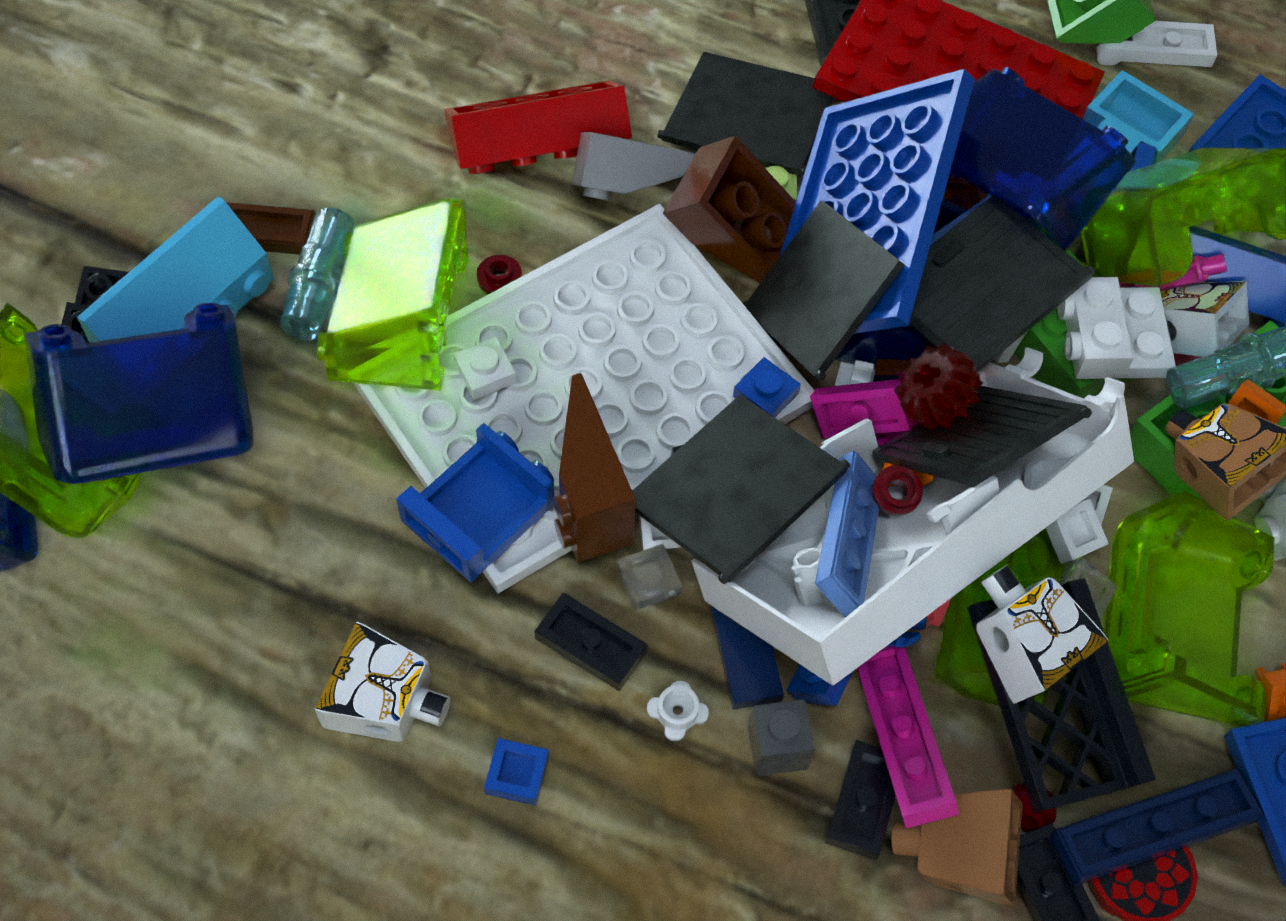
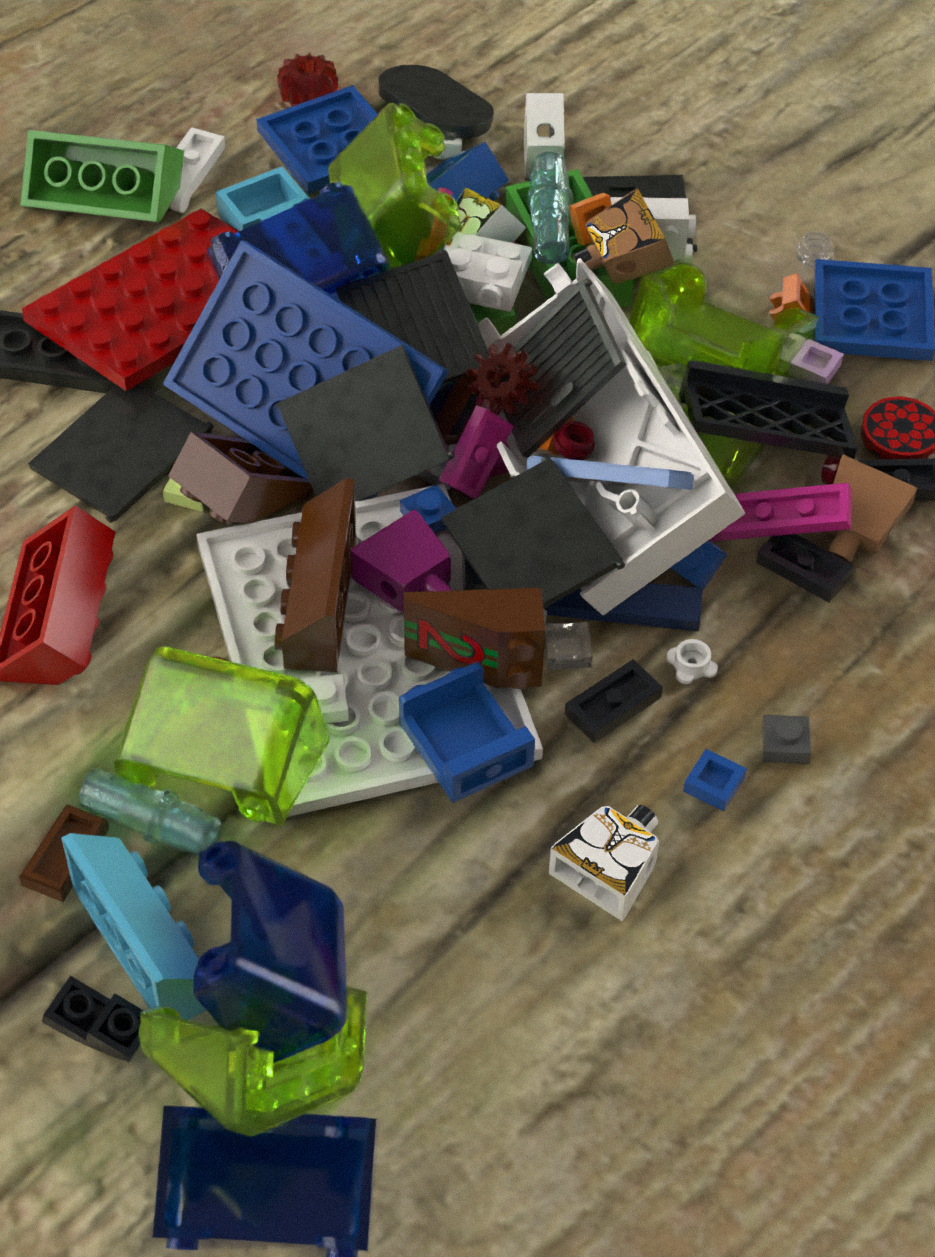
camera: 70 degrees left, 10 degrees down
(606, 838) = (786, 739): none -> dark grey plate
(617, 318) = (319, 581): none -> reddish brown slope
(624, 165) = (146, 543): light grey slope -> none
(676, 386) = (401, 560): none -> magenta torso
(780, 737) = (742, 596): dark grey brick -> none
(1034, 633) = (735, 394): white torso -> none
(1156, 826) = (876, 405): dark blue tile -> none
(1197, 741) = (815, 362): none -> lavender plate

